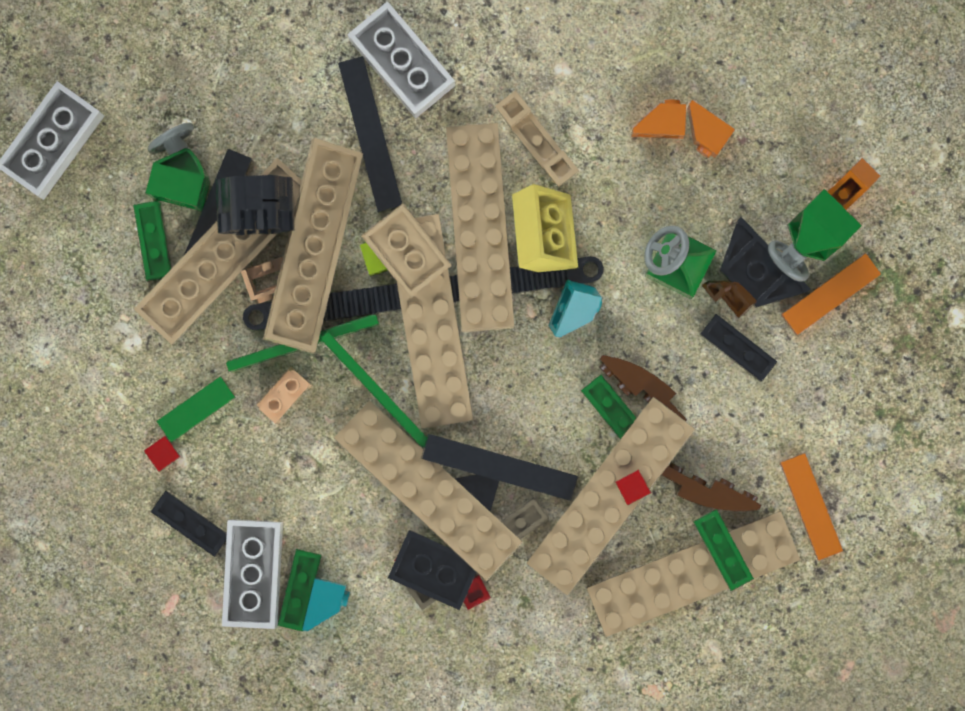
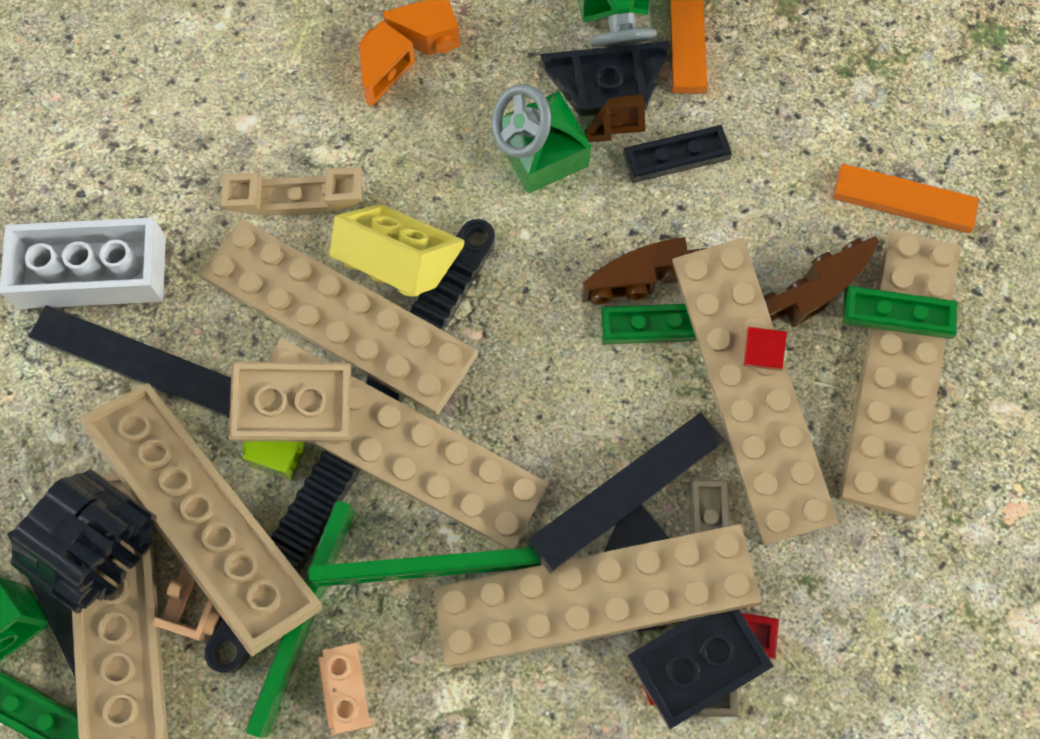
camera: 55 degrees left, 15 degrees down
(575, 308) = (507, 279): teal slope -> none

